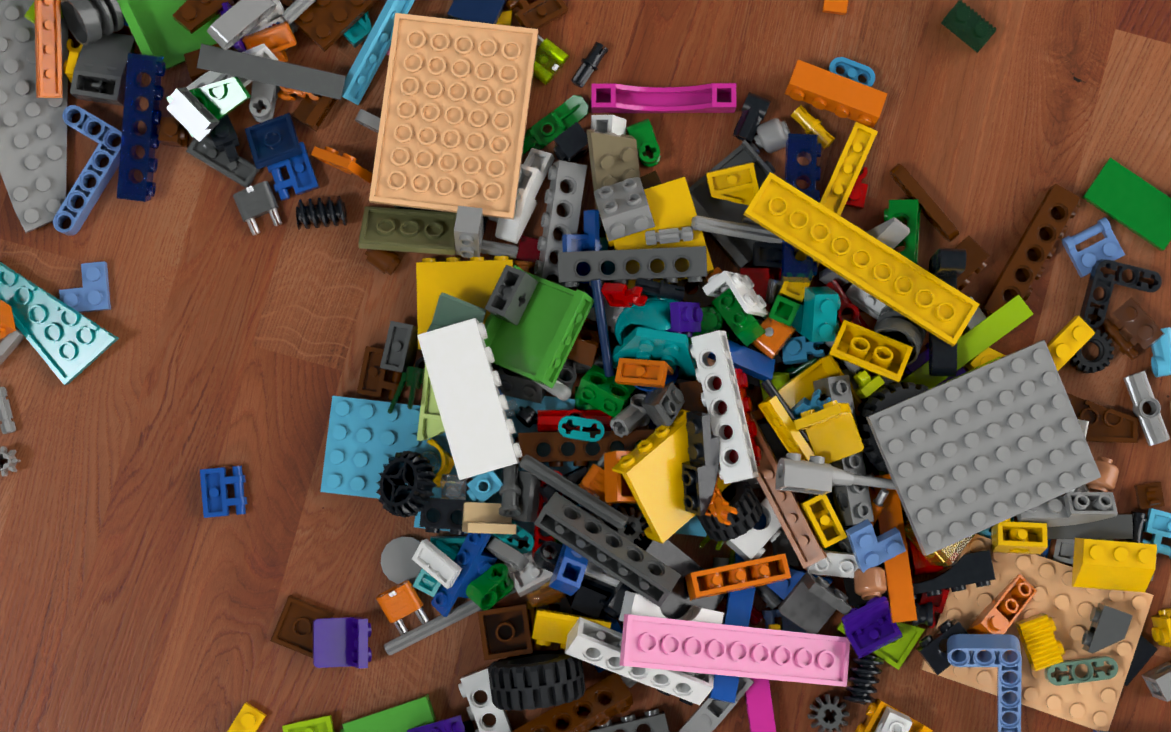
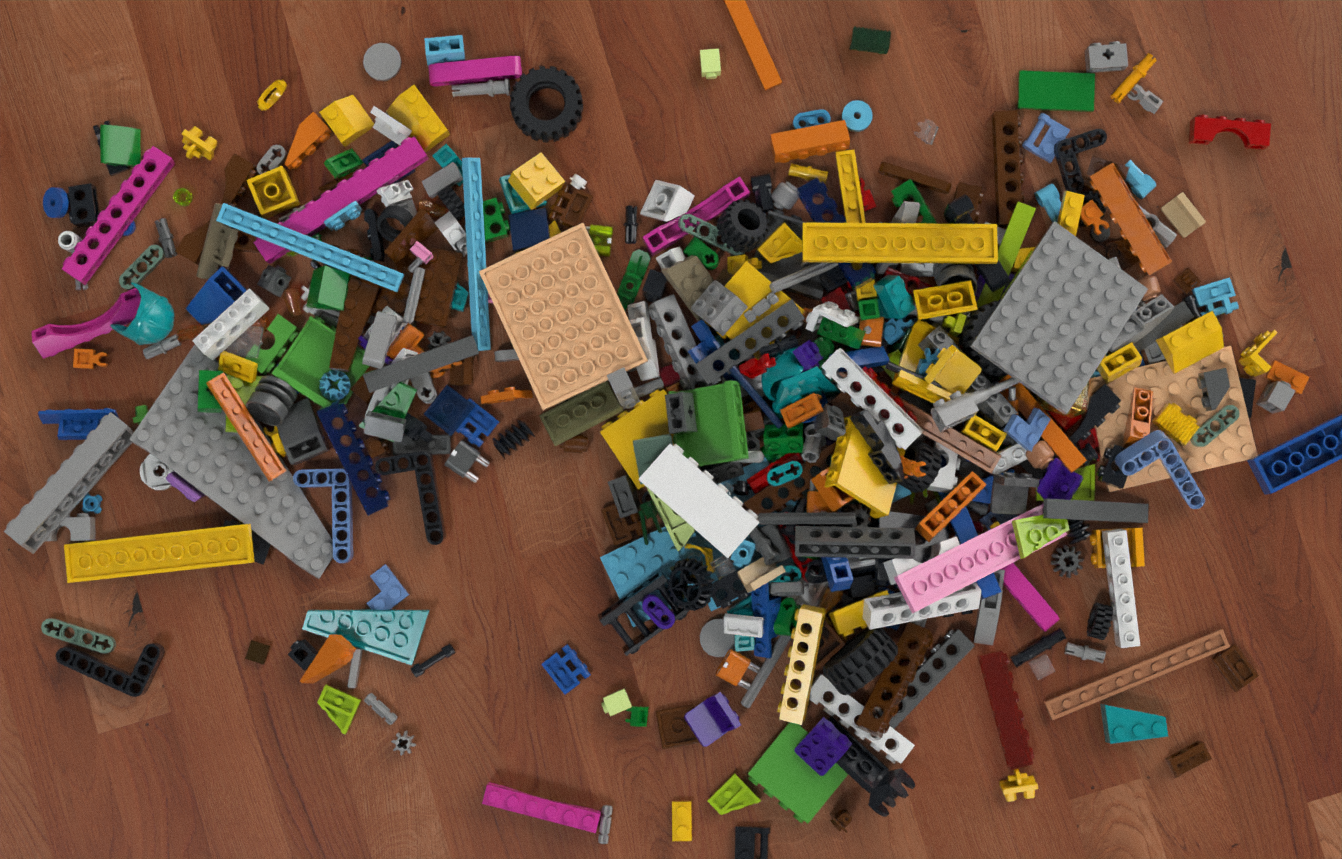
camera: 40 degrees left, 0 degrees up
(69, 394) = (419, 669): none -> black bar
(124, 645) = (541, 808): none -> dark pink arch
(160, 681) = (605, 824): none -> light grey axle
(178, 45) = (333, 394): none -> medium azure gear
(192, 206) = (423, 488): none -> black beam
(253, 560) = (616, 702): none -> yellowish green brick
(267, 589) = (638, 716): none -> green tile
(309, 59) = (438, 338): none -> dark grey gear
(325, 463) = (625, 605): none -> black fence
(354, 490) = (657, 611): none -> dark purple plate
(515, 603) = (815, 617): none -> yellow brick
(643, 64) = (666, 201): none -> white slope
(665, 131) = (710, 238): none -> sand green beam
(675, 172) = (736, 263): none -> yellow plate
(720, 133) = (735, 234): none -> black tyre
(816, 663) = (1037, 531): none -> lime wing
(893, 680) = (1095, 510): none -> dark grey tile
(911, 91) = (863, 110): none -> medium azure piece
(969, 162) = (928, 131): none -> clear tile
(1055, 314) = (1049, 199): none -> medium azure piece
(1087, 385) = (1102, 237): none -> dark grey tile
(1090, 358) = (1091, 214): none -> orange plate
(1129, 389) = (1130, 219): none -> orange brick

